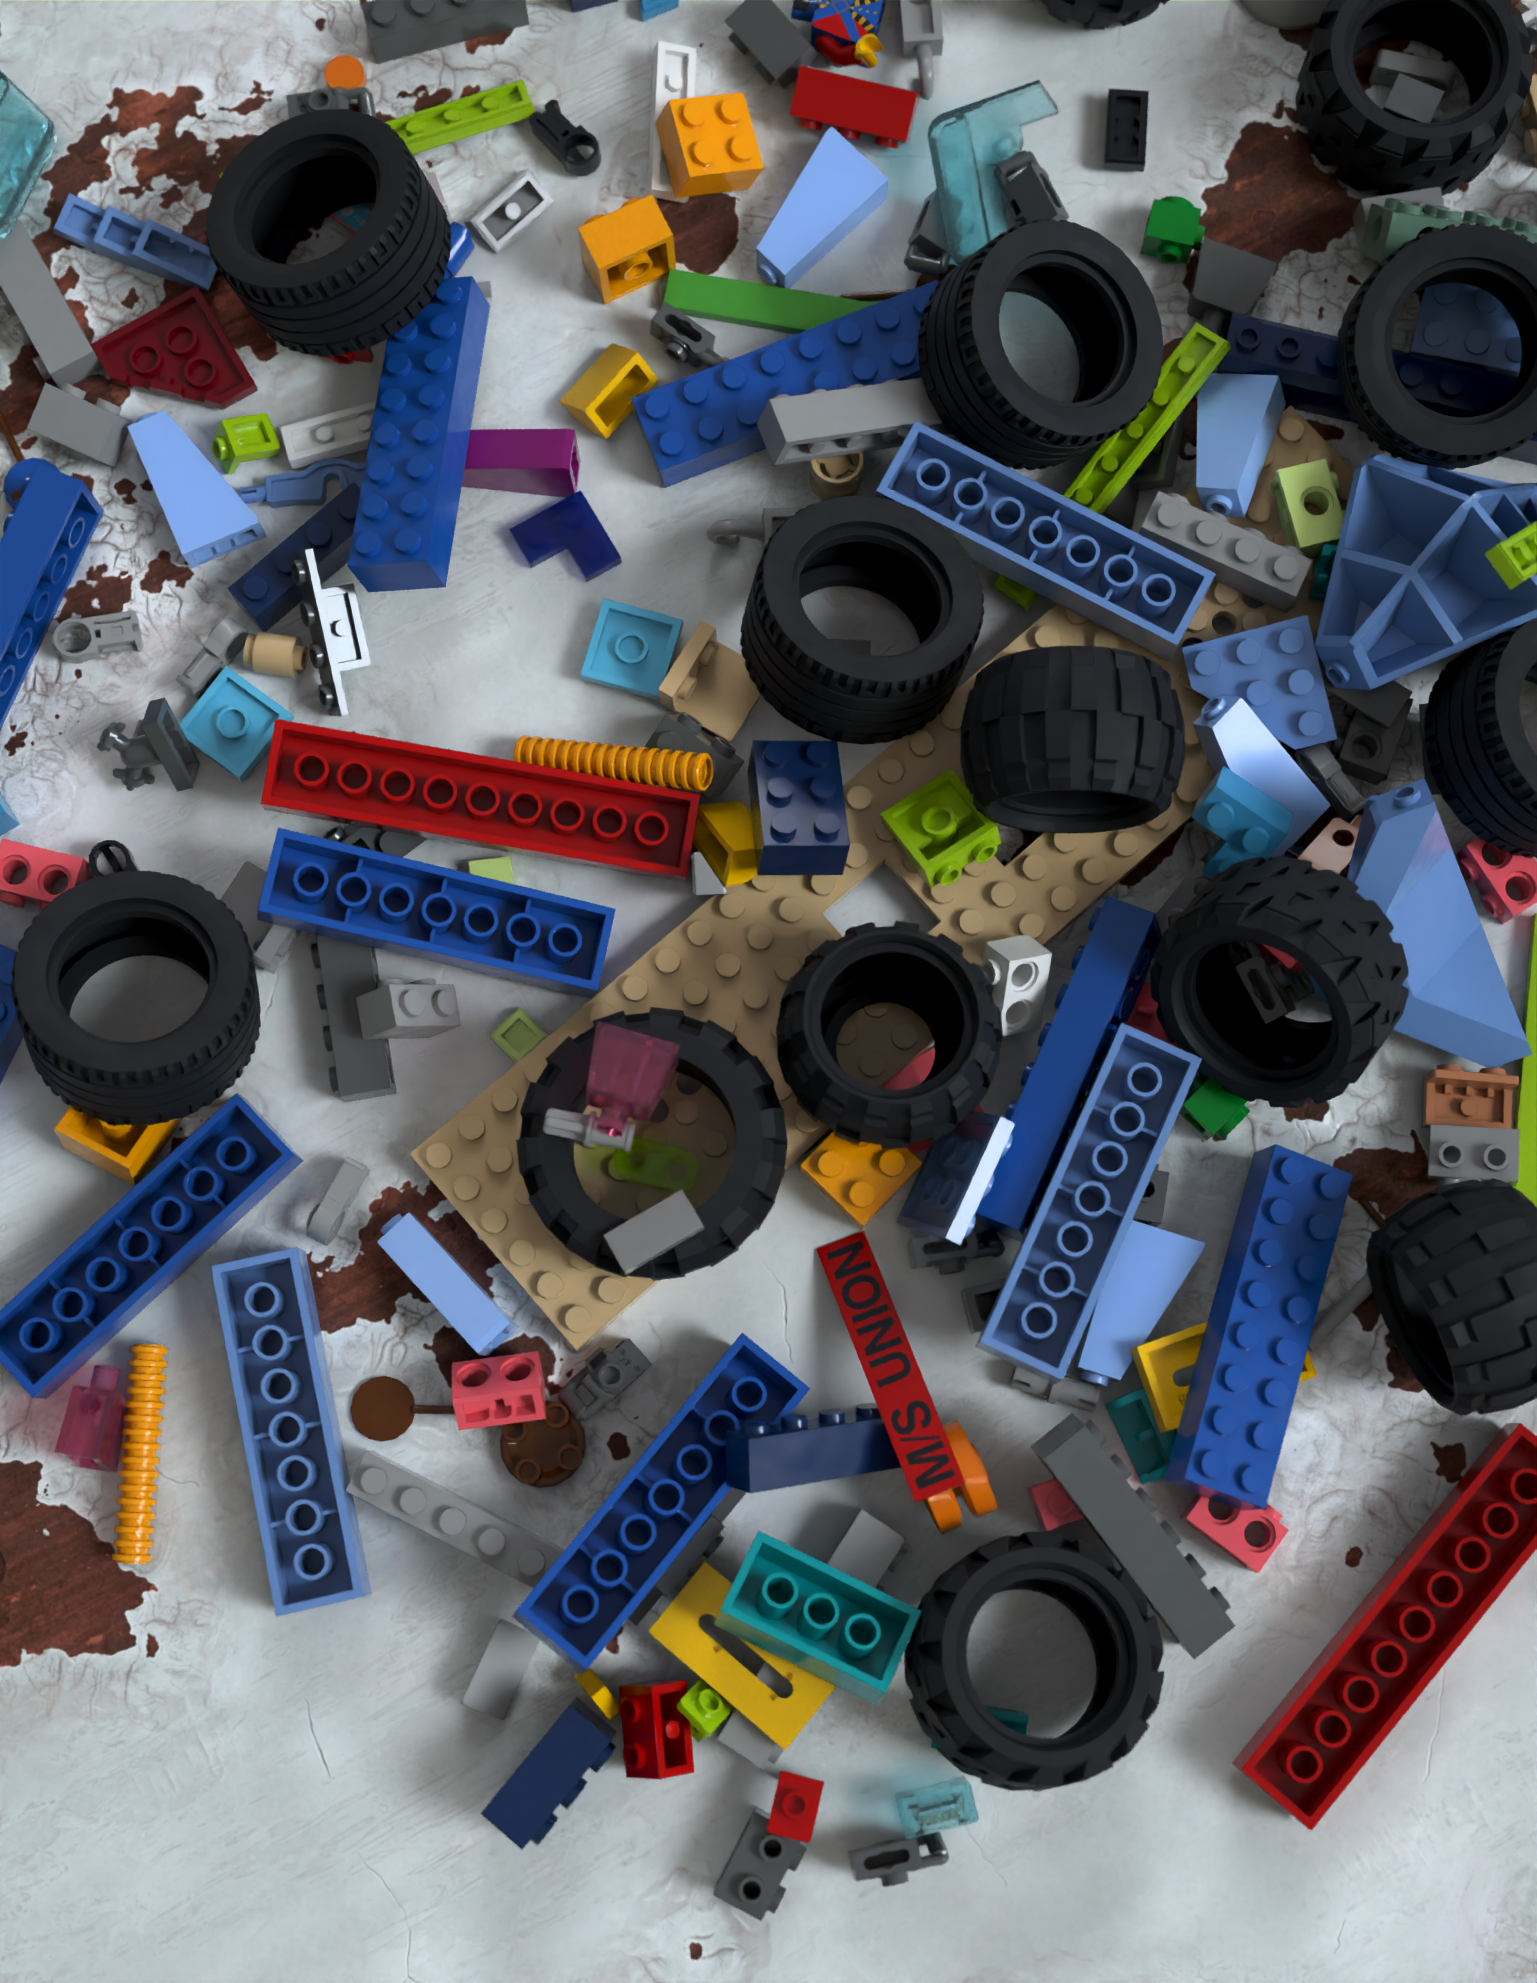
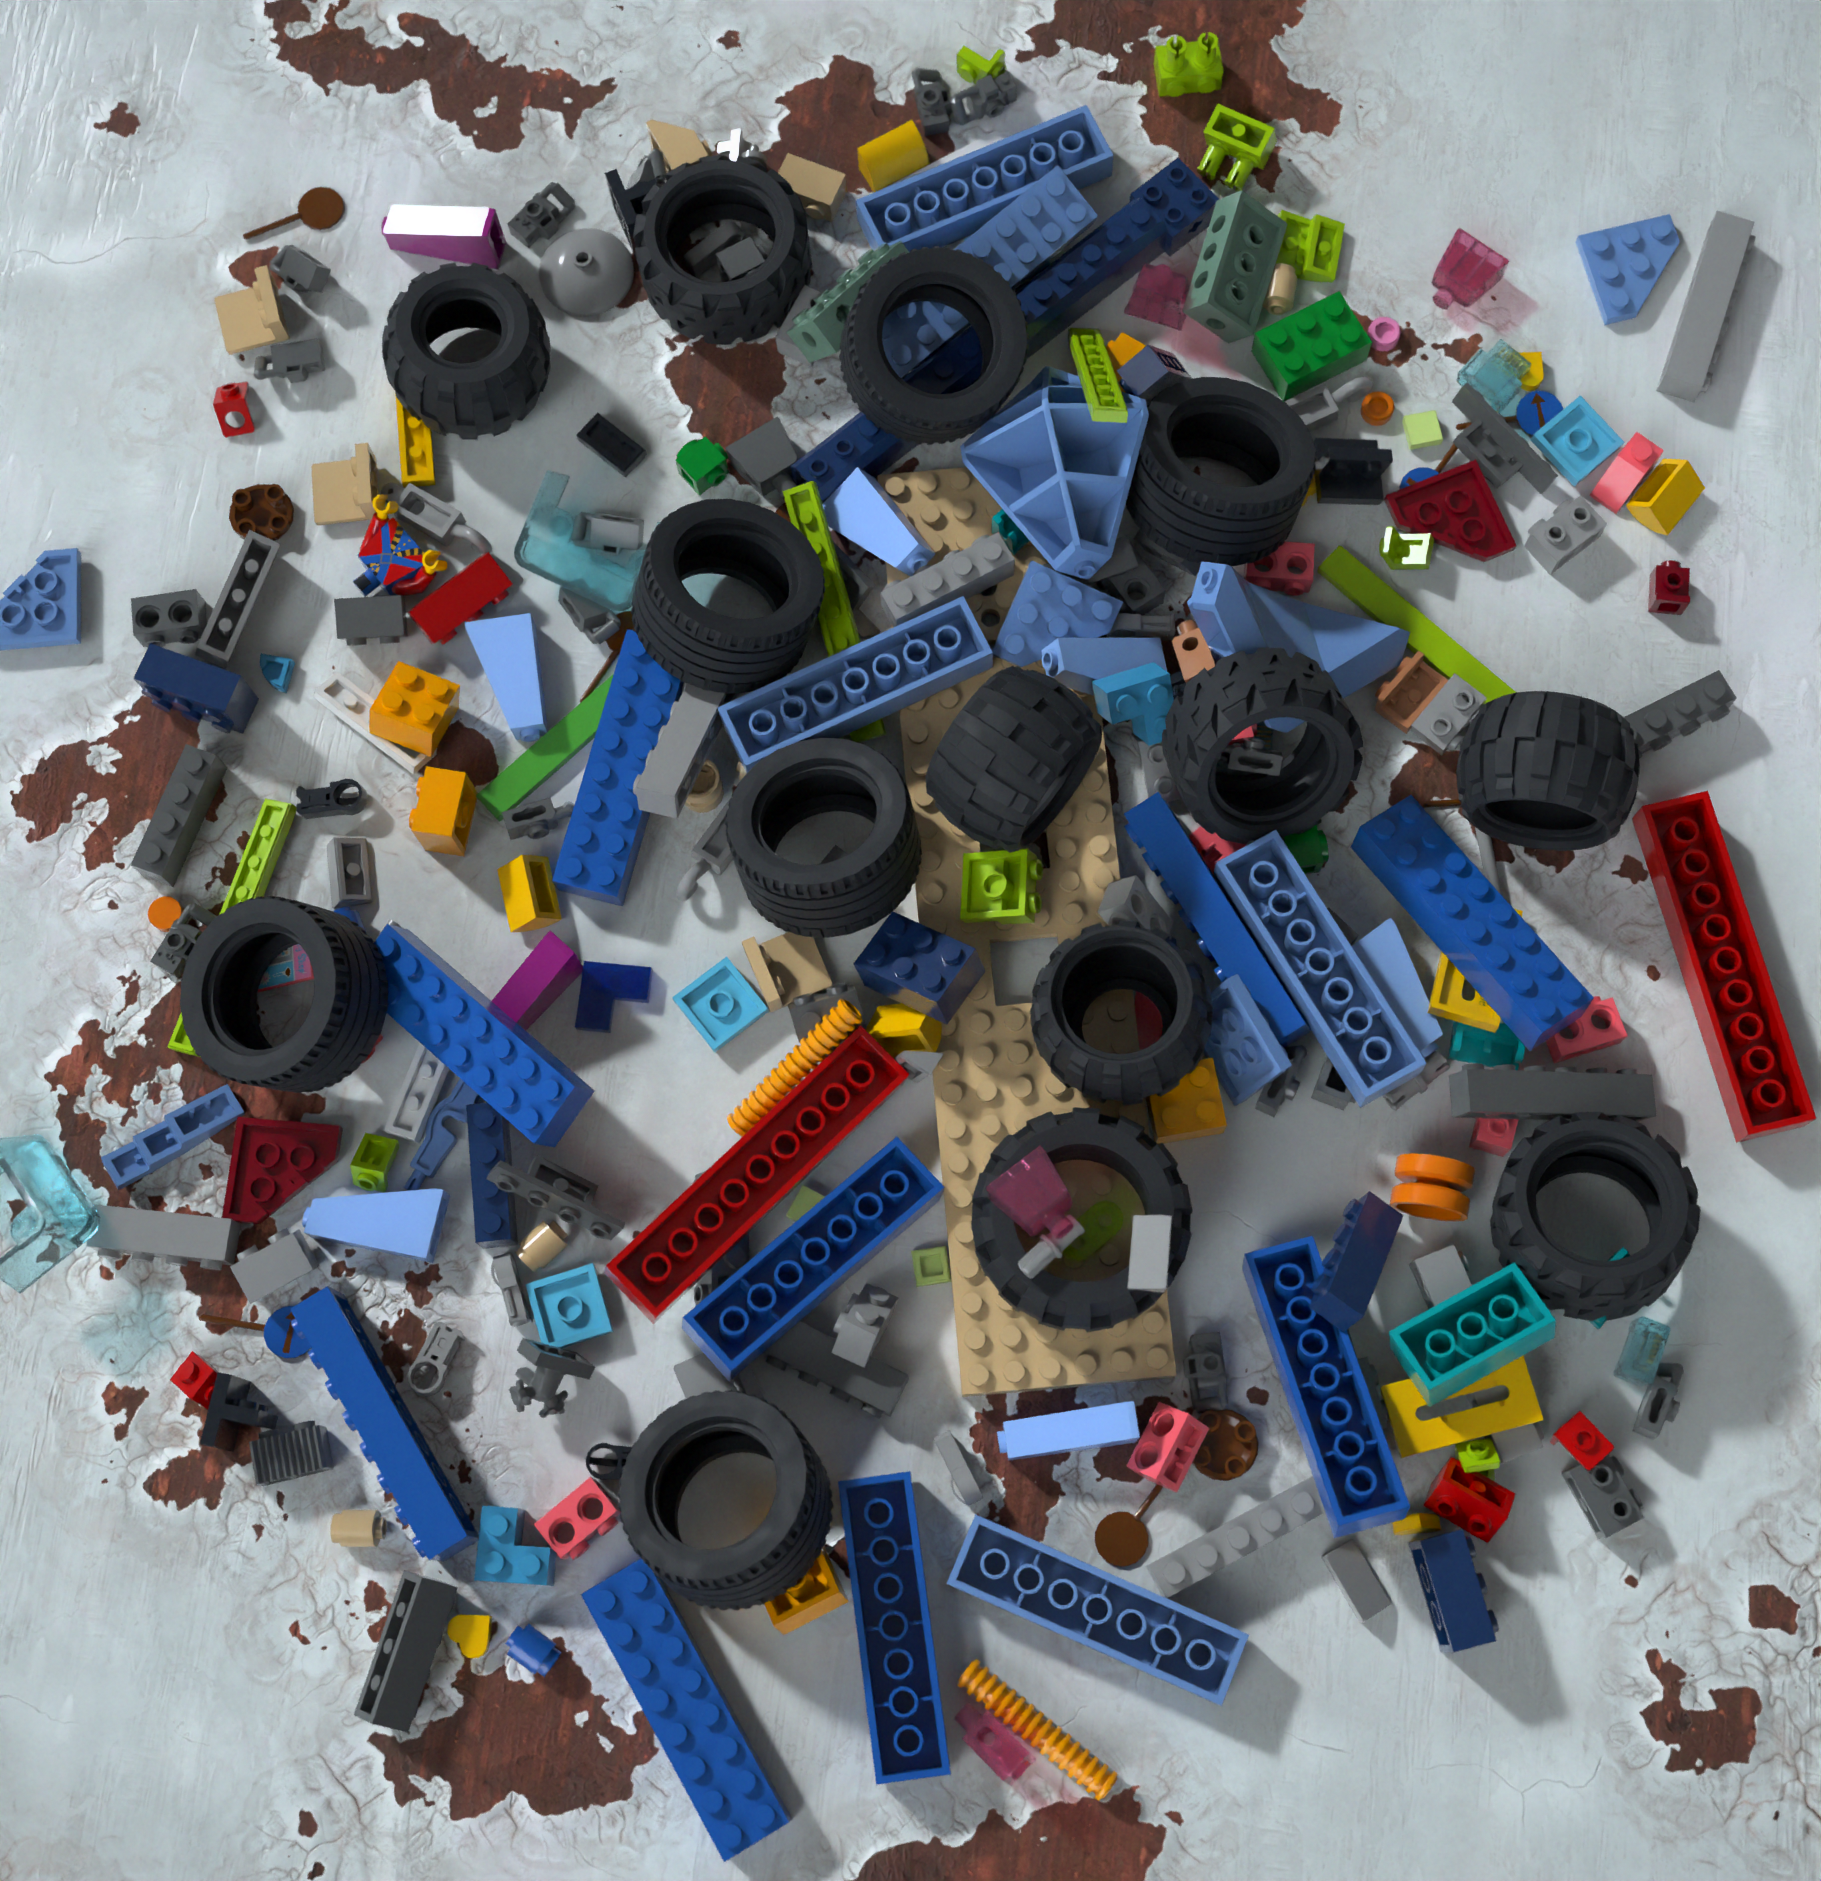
camera: 50 degrees left, 5 degrees down
(890, 1367) = (1333, 1173): red sticker -> none
(1303, 485) = (967, 526): yellowish green brick -> none

